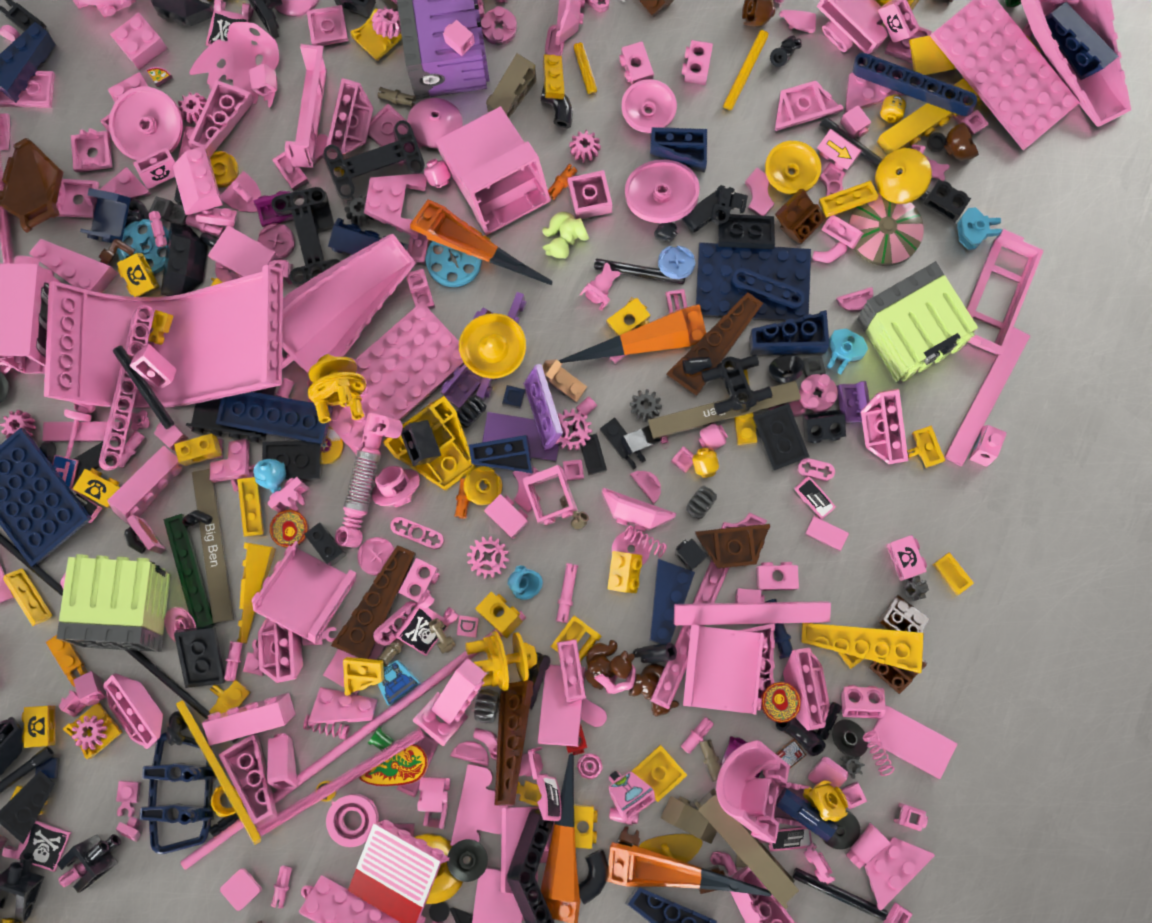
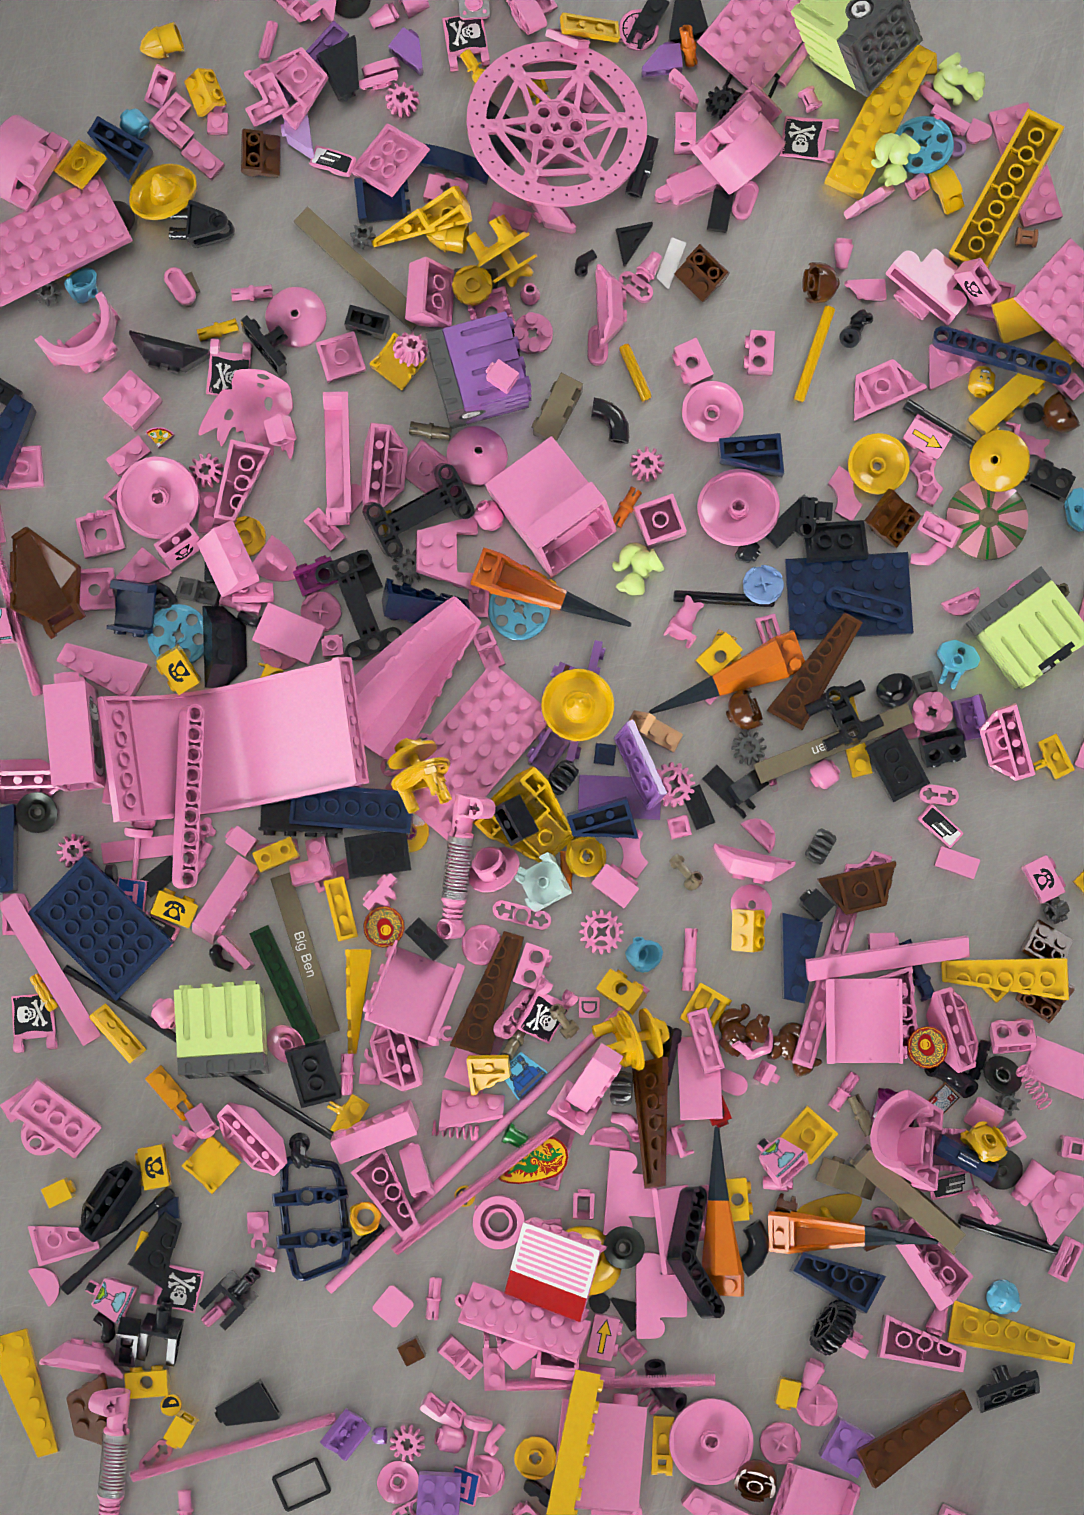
camera: 10 degrees left, 5 degrees up
(97, 729) = (218, 1165): bright pink gear -> none
(107, 255) = (139, 650): reddish brown plate -> none
(144, 388) = (209, 795): black axle -> none
(153, 367) = (216, 772): bright pink brick -> none
(157, 228) = (191, 615): bright pink axle -> none
(160, 324) = (212, 721): yellow plate -> none
(196, 517) = (284, 926): black arm -> none
(218, 772) = (353, 1190): yellow tile -> none
(270, 474) = (360, 875): medium azure helmet -> none
(433, 793) = (578, 1185): bright pink cylinder -> none
(439, 505) = (543, 882): none -> light aqua panel
(529, 793) = (678, 1171): yellow plate -> none
(543, 476) = (653, 837): bright pink window -> none
(551, 801) = (701, 1179): slope -> none
(553, 76) = (602, 389): yellow plate -> none
(586, 406) = (685, 756): bright pink hinge -> none
(592, 772) = (741, 1141): bright pink plate -> none
(625, 709) = (766, 1073): none -> bright pink tile
(628, 532) = (748, 887): bright pink piece -> none
(645, 370) = (744, 710): none -> reddish brown cylinder
(656, 653) = (792, 1012): black piece -> none
(683, 459) = (796, 801): bright pink tile -> none
(696, 364) = (798, 698): black cone -> none
(705, 462) = (820, 803): yellow head -> none
(789, 577) = (922, 916): bright pink brick -> none
(794, 336) = (898, 654): dark blue wedge -> none
(848, 198) = (942, 492): yellow plate -> none
(855, 122) = (942, 402): bright pink brick -> none

